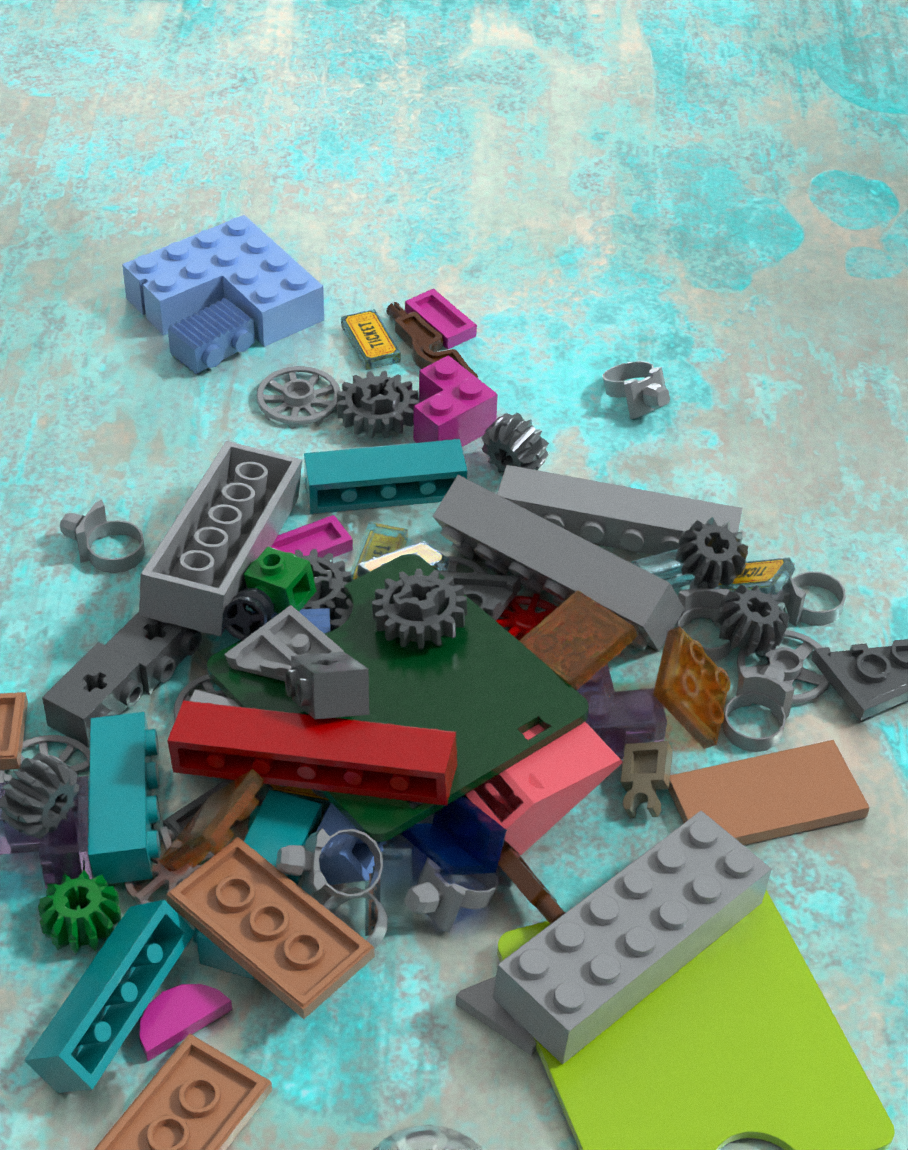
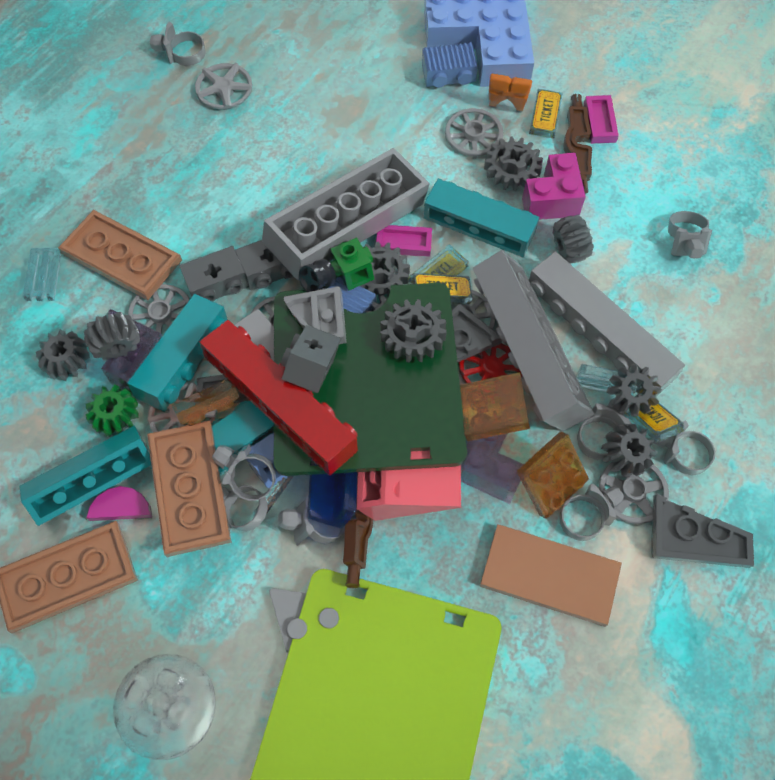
camera: 35 degrees right, 20 degrees up
(95, 526) = (288, 163): light grey piece -> none
(310, 325) = (504, 88): none -> orange piece
(630, 936) = (386, 623): light grey brick -> none
(644, 771) = (484, 512): dark tan plate -> none

